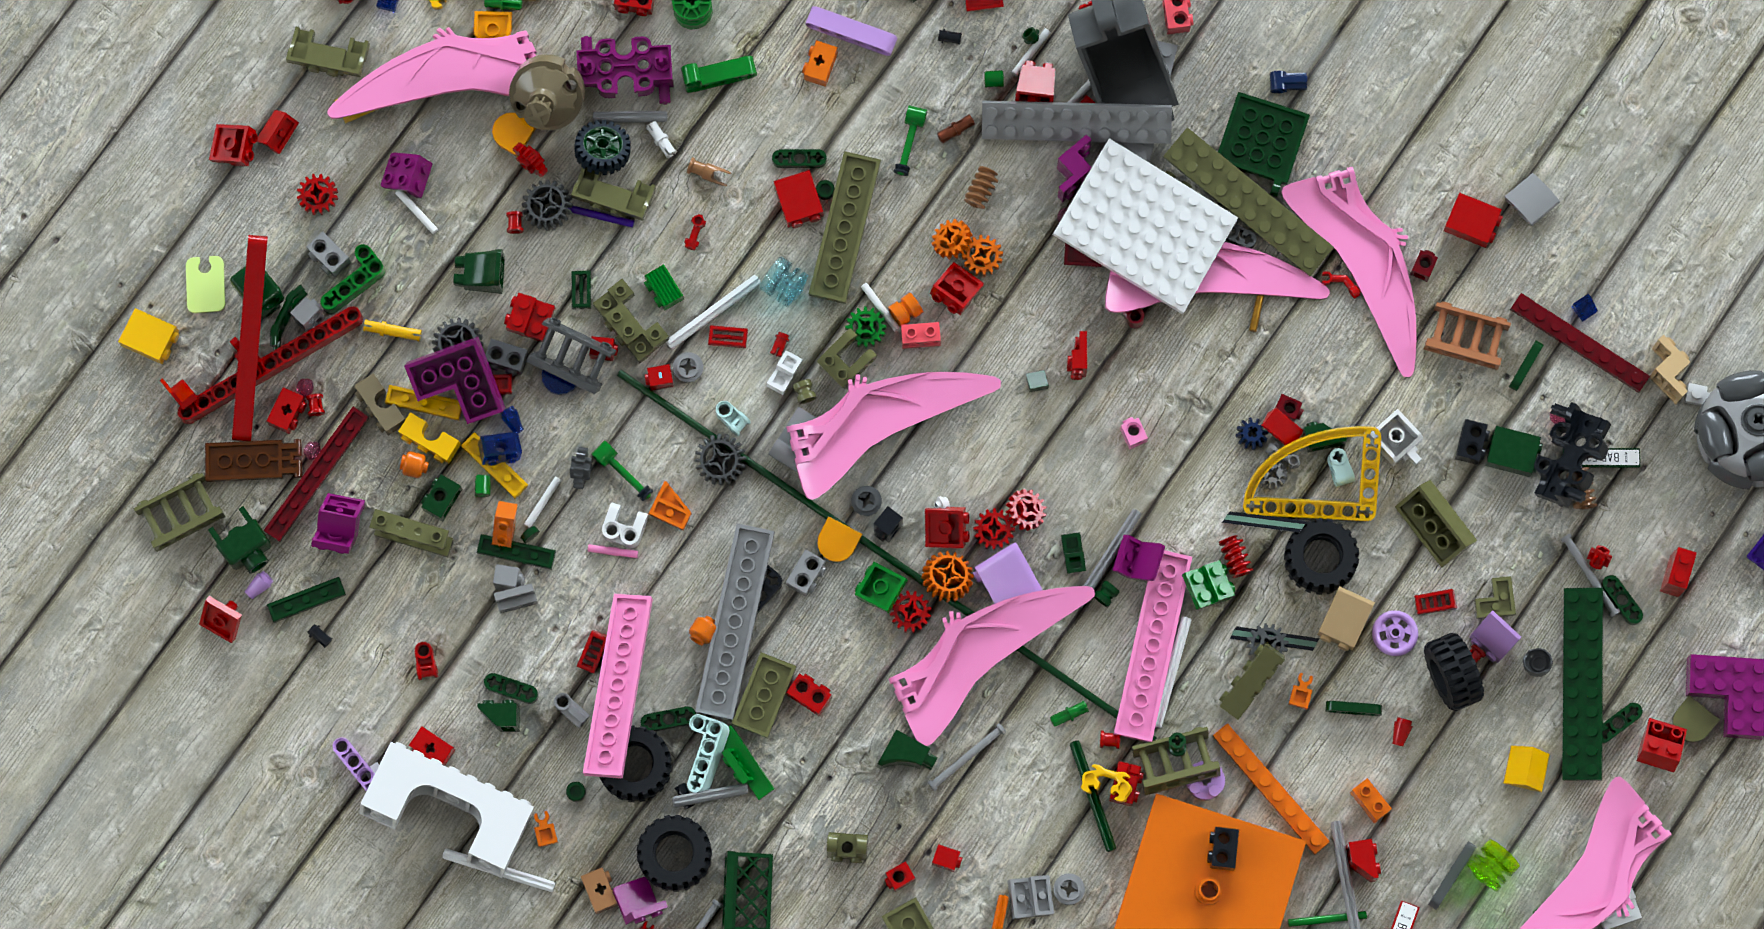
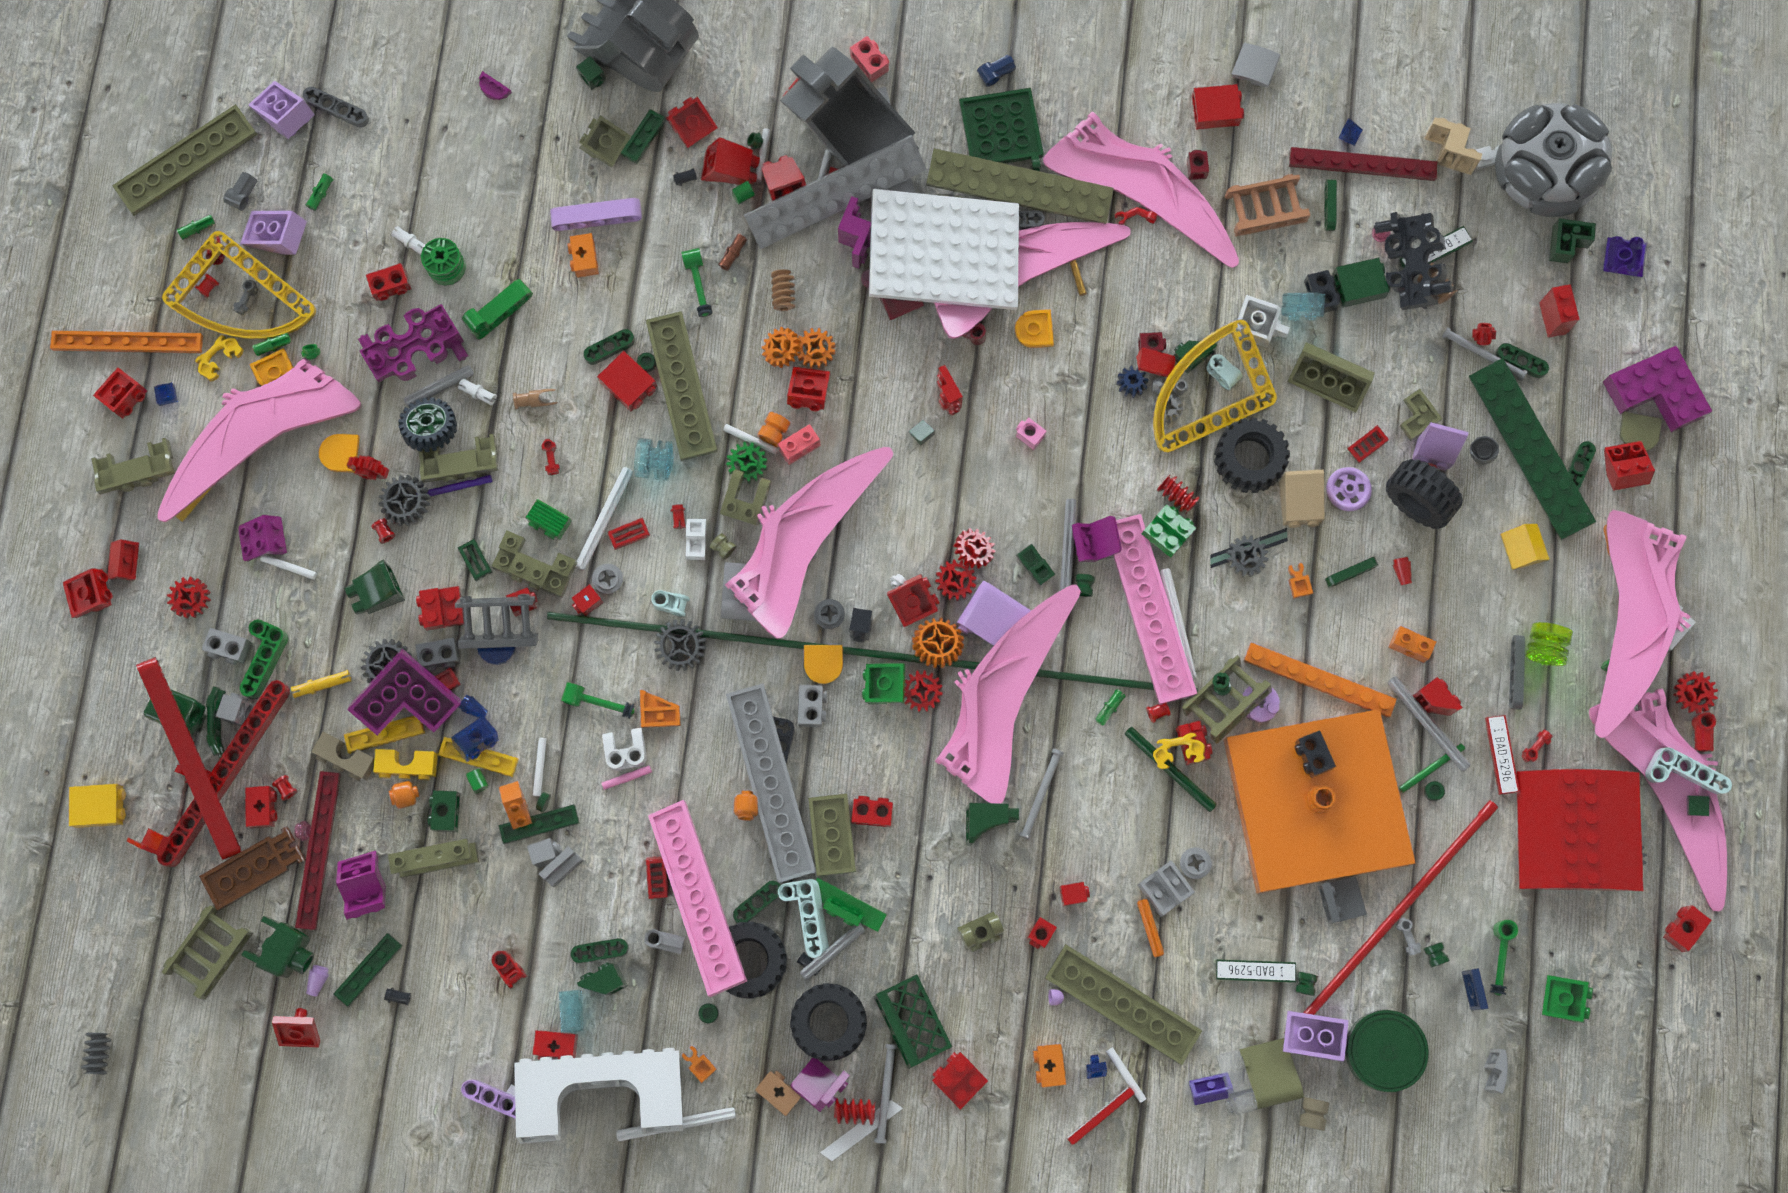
camera: 30 degrees left, 0 degrees up
(44, 548) = (96, 1053): none -> dark grey piece
(205, 290) = (130, 736): yellowish green piece -> none
(305, 387) = (266, 776): clear pink plate -> none
(460, 726) = (571, 1011): none -> clear light blue brick
(533, 27) = (310, 351): none -> green plate
(546, 93) = (351, 400): dark tan piece -> none
(580, 468) = (558, 718): dark grey gear -> none
(995, 45) = (729, 163): none -> red hips
(1191, 340) = (1035, 329): none -> light orange tile
(1251, 681) = (1254, 593): olive wedge -> none
(1264, 521) = (1187, 450): sticker -> none
(1444, 444) = (1303, 305): none -> clear light blue brick
(1731, 507) = (1568, 235): none -> dark green brick

